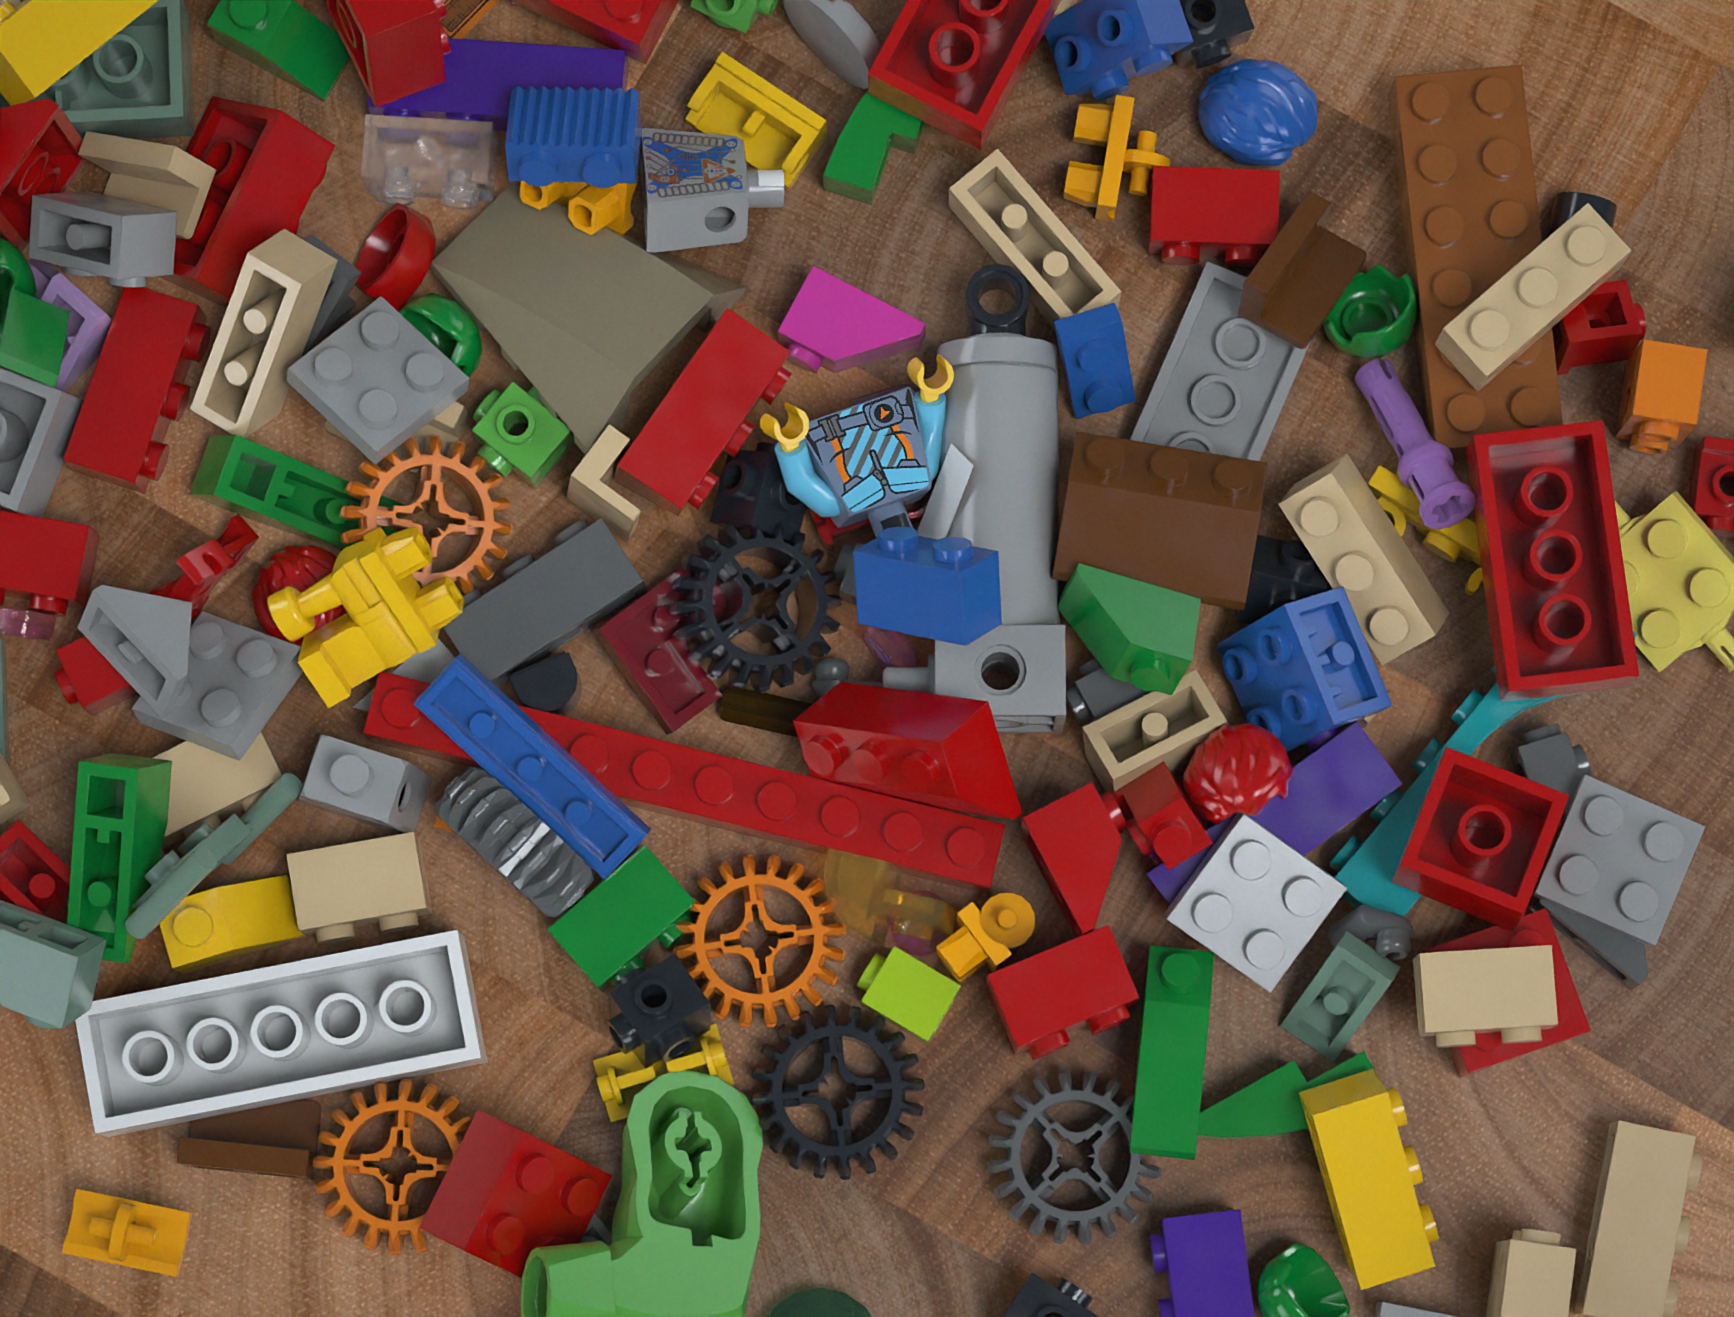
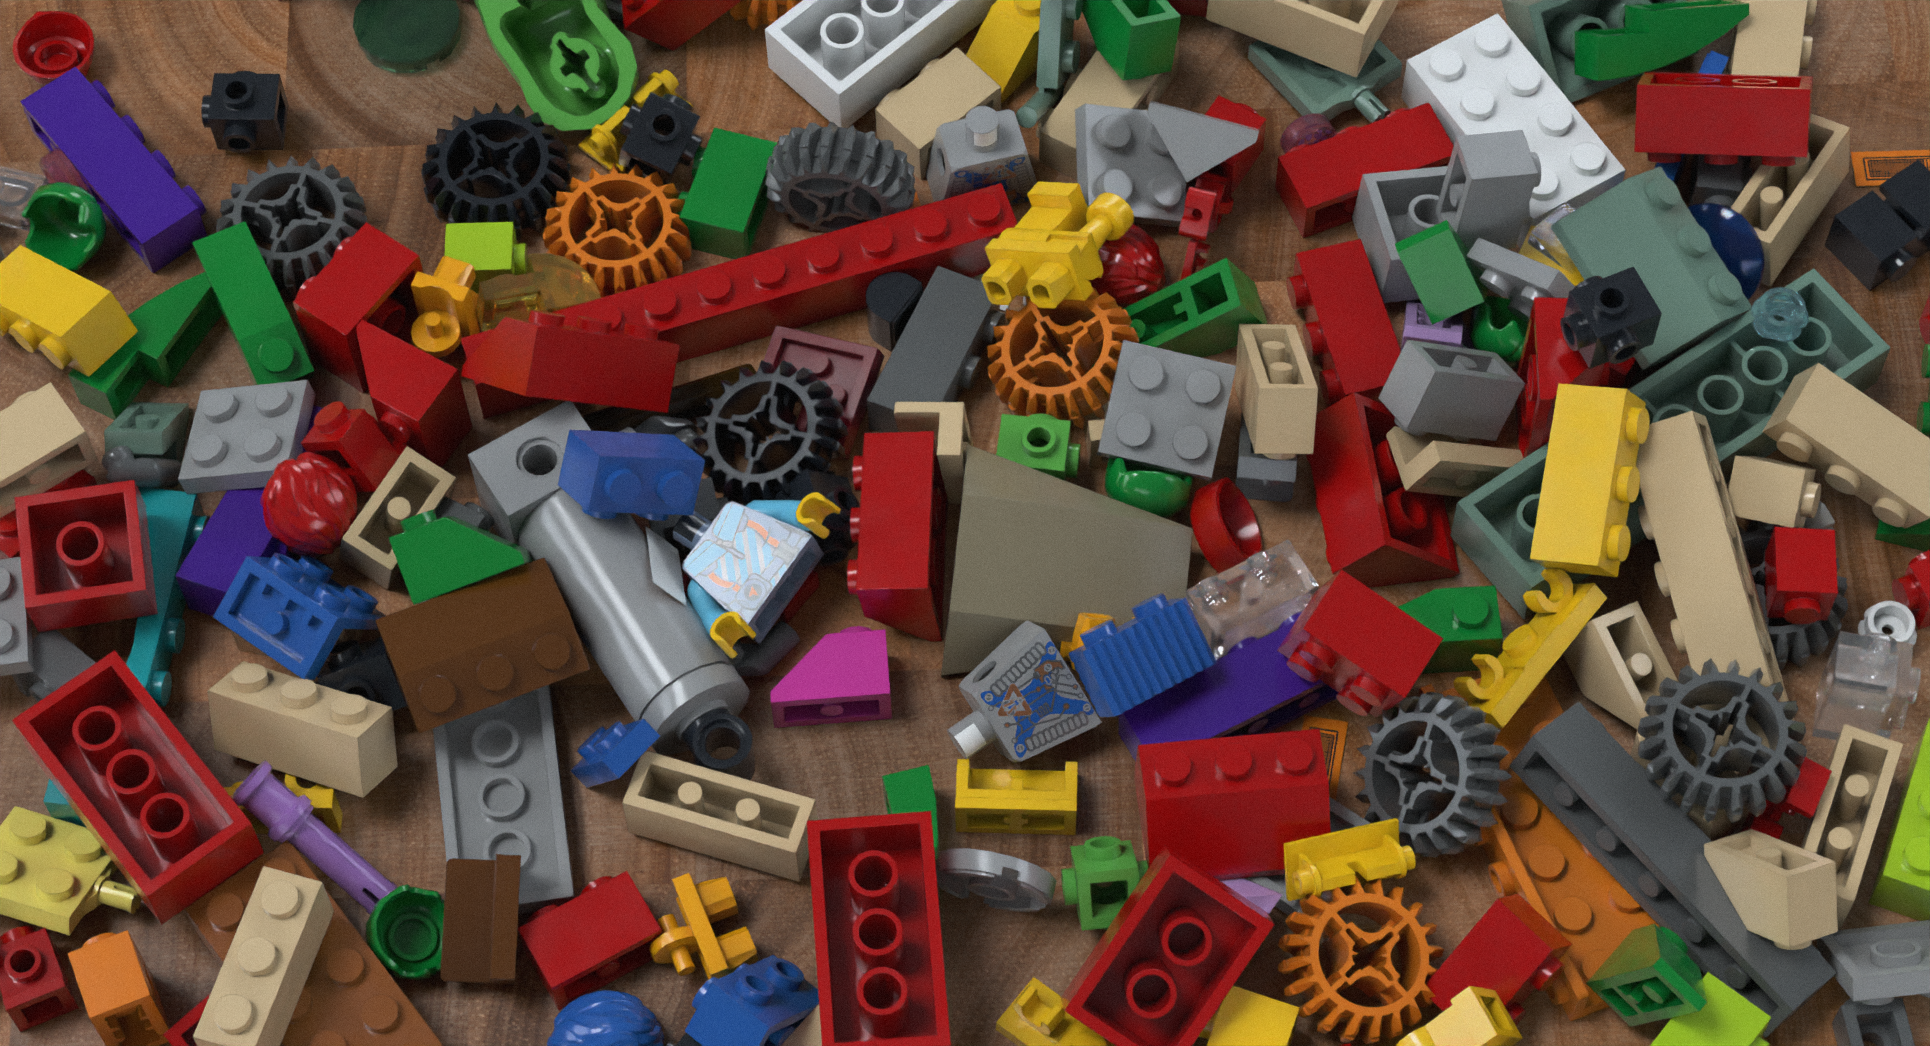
camera: 145 degrees right, 20 degrees down
(532, 766) = (858, 217): blue tile -> none

